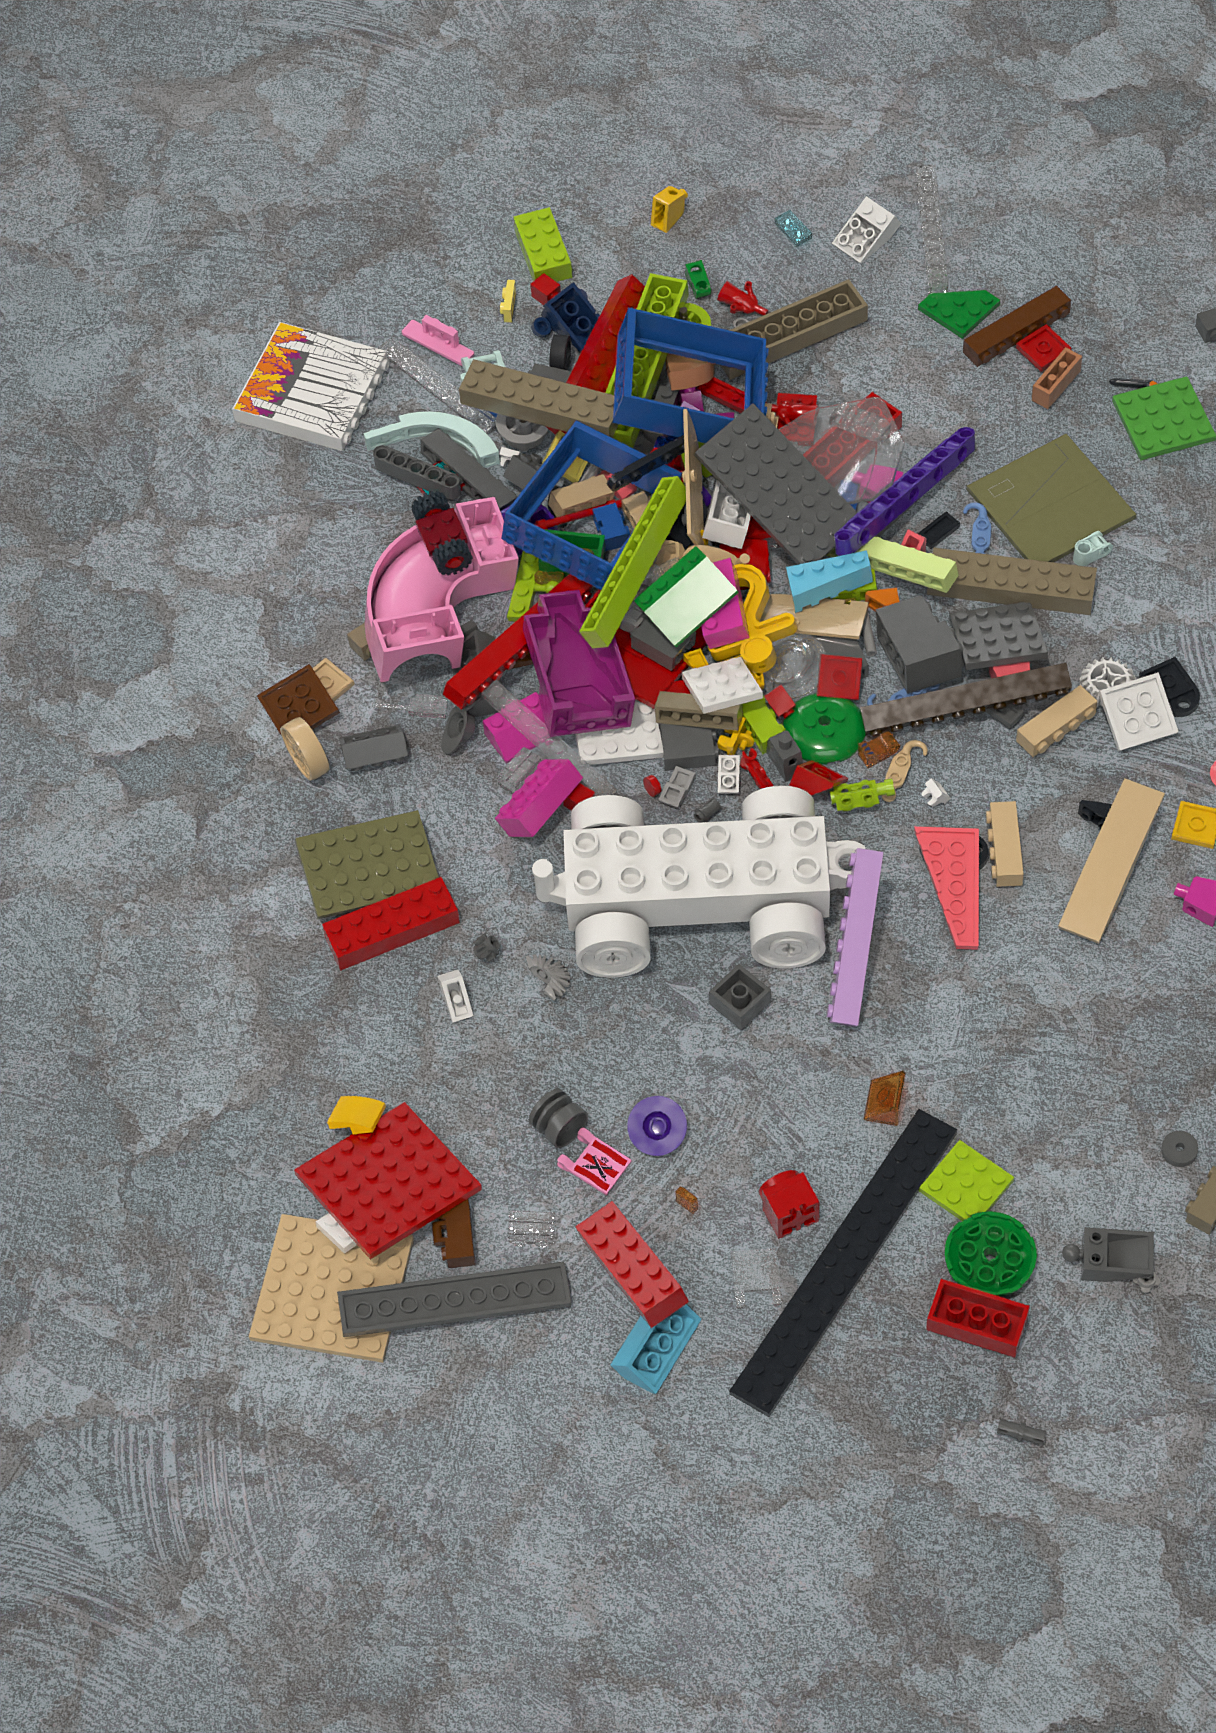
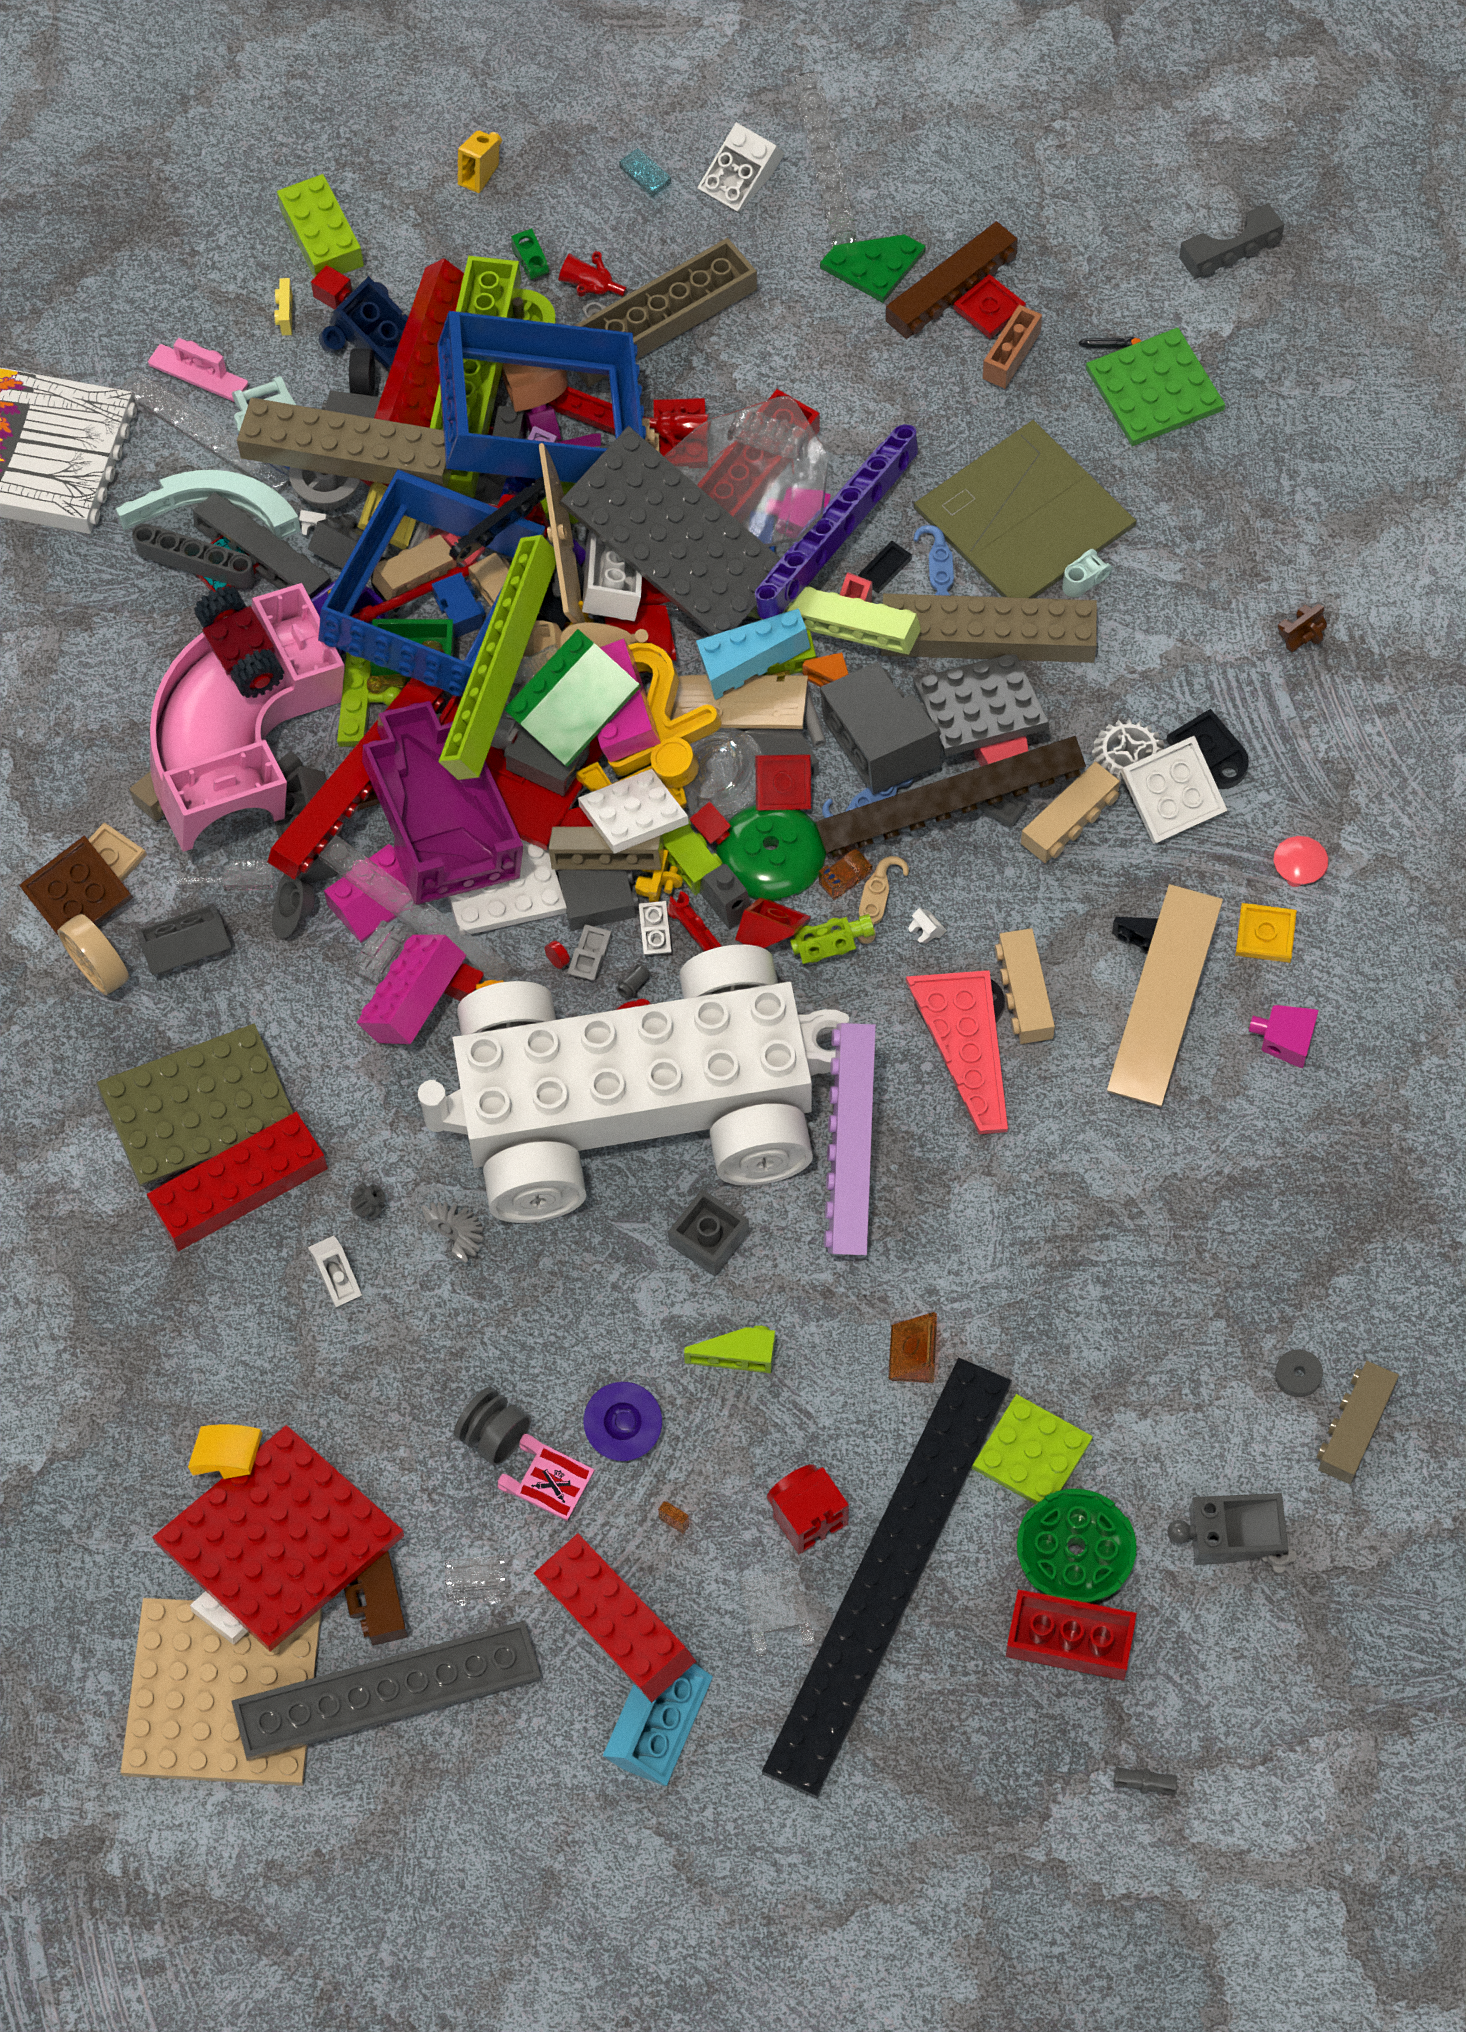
camera: 10 degrees left, 5 degrees up
(752, 1084) = (741, 1350): none -> lime slope

